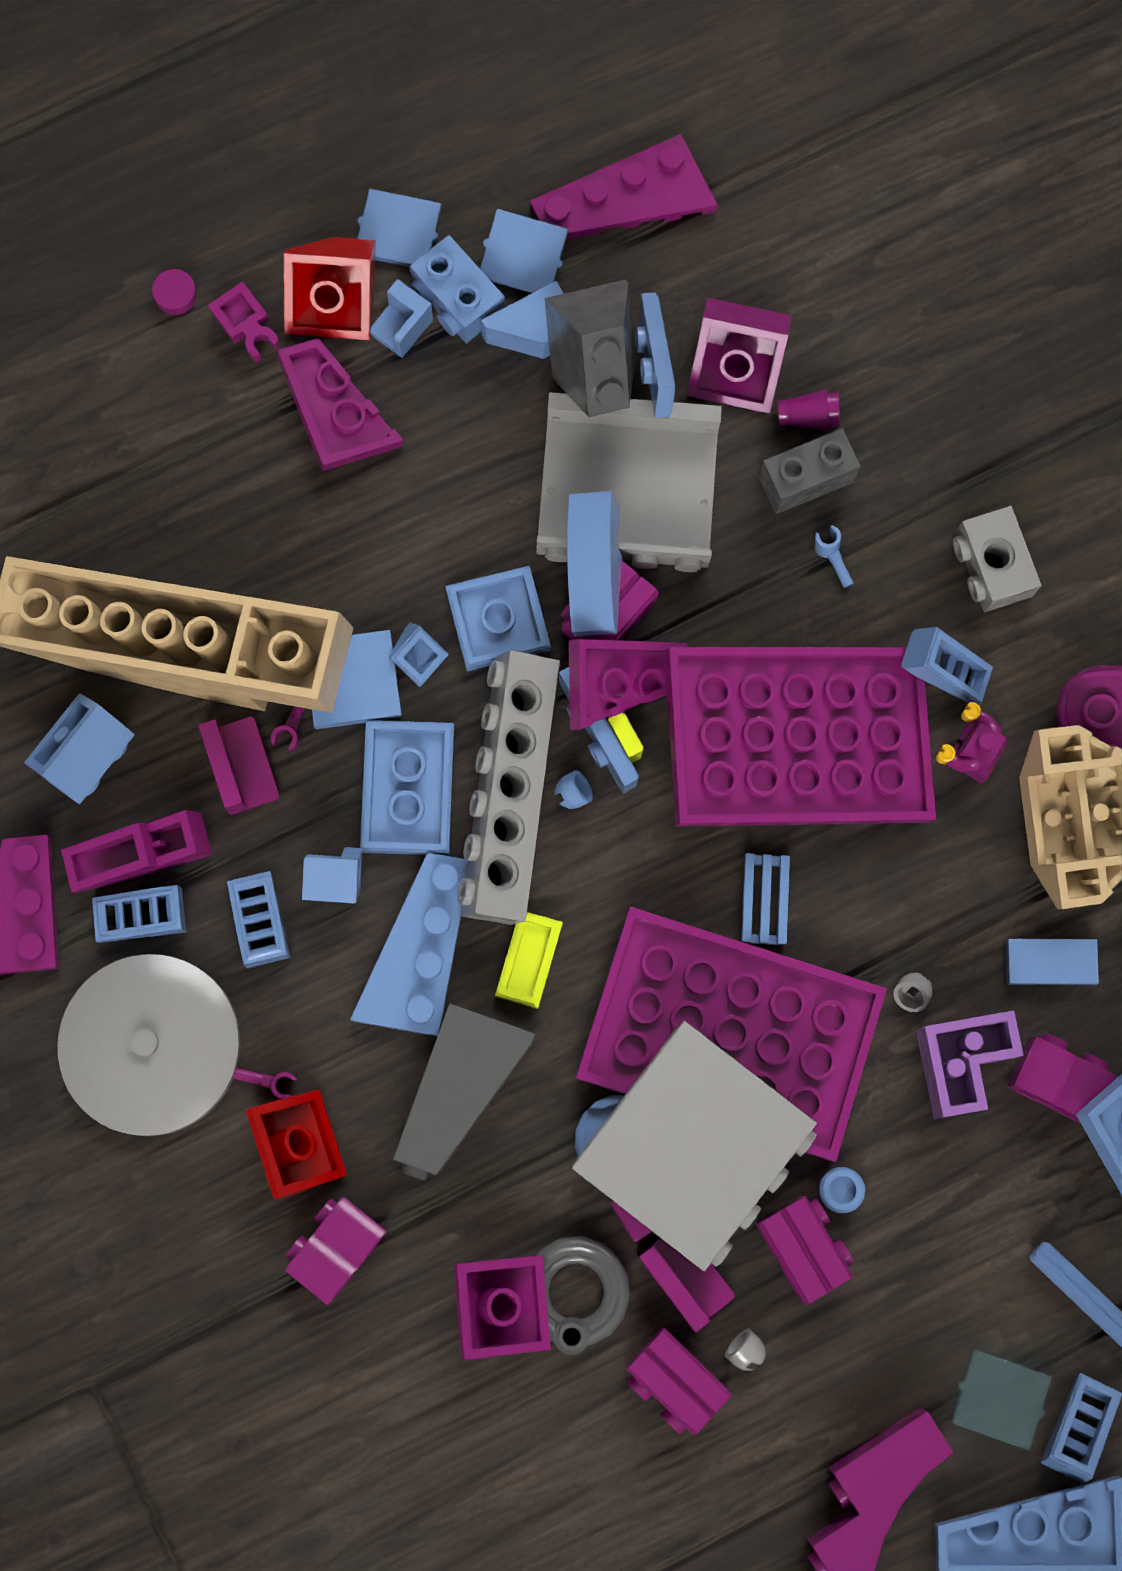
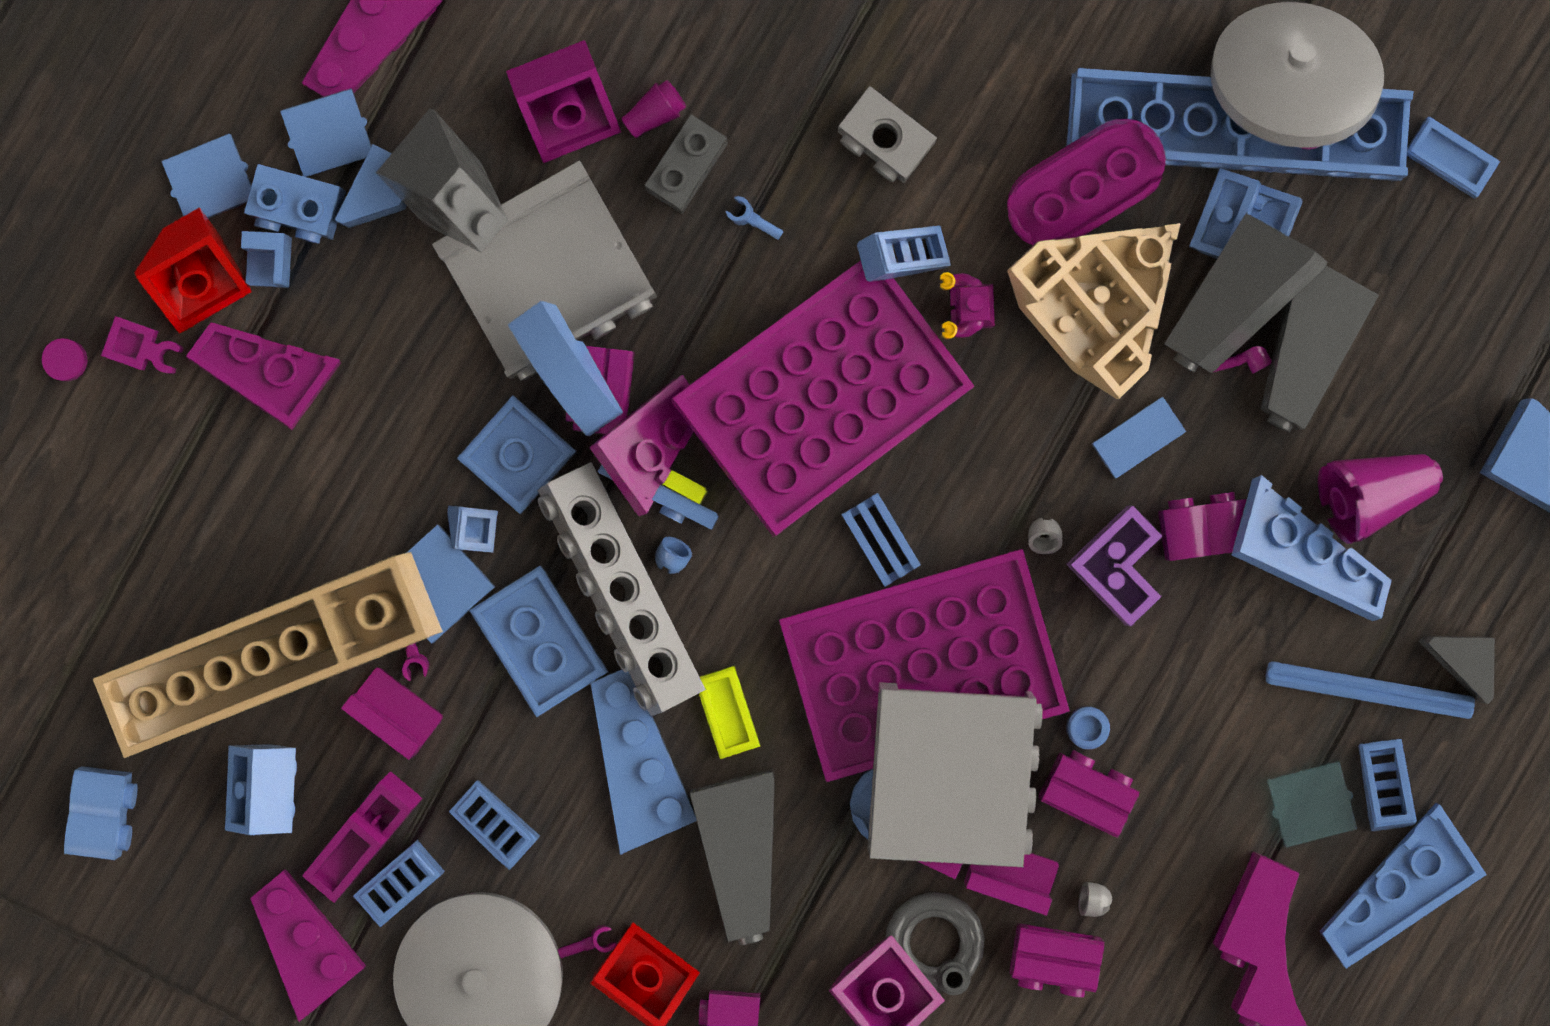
camera: 25 degrees left, 10 degrees up
(333, 877) = (531, 756): medium blue panel -> none
(656, 364) = (505, 165): medium blue plate -> none

